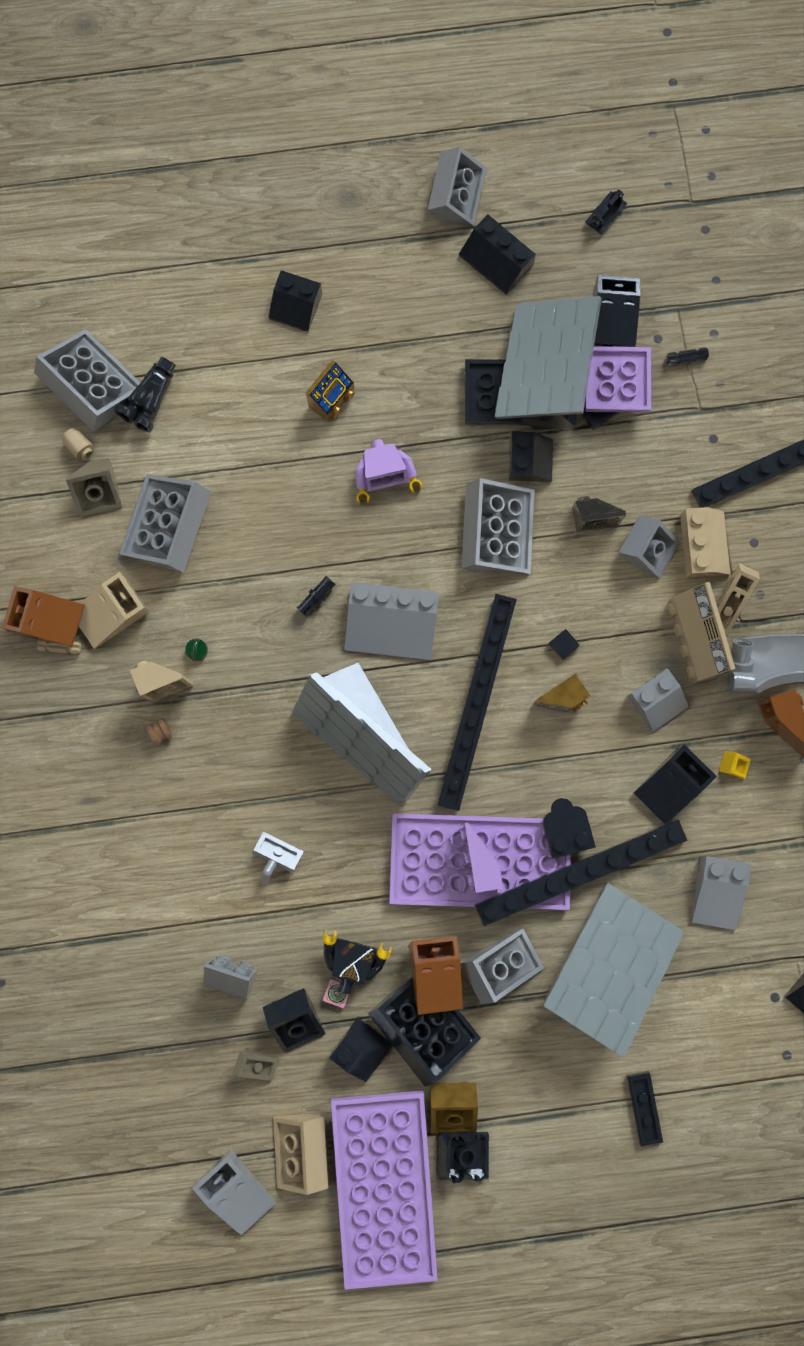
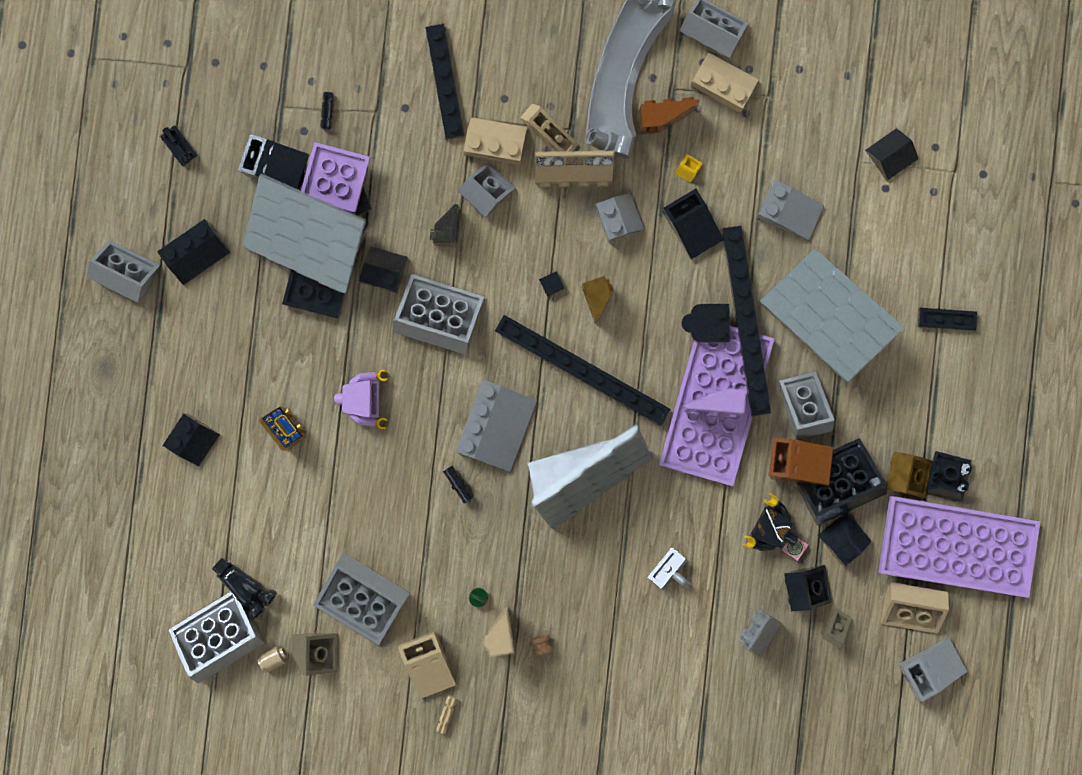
camera: 75 degrees left, 5 degrees up
(42, 616) = (419, 721): dark orange slope -> none

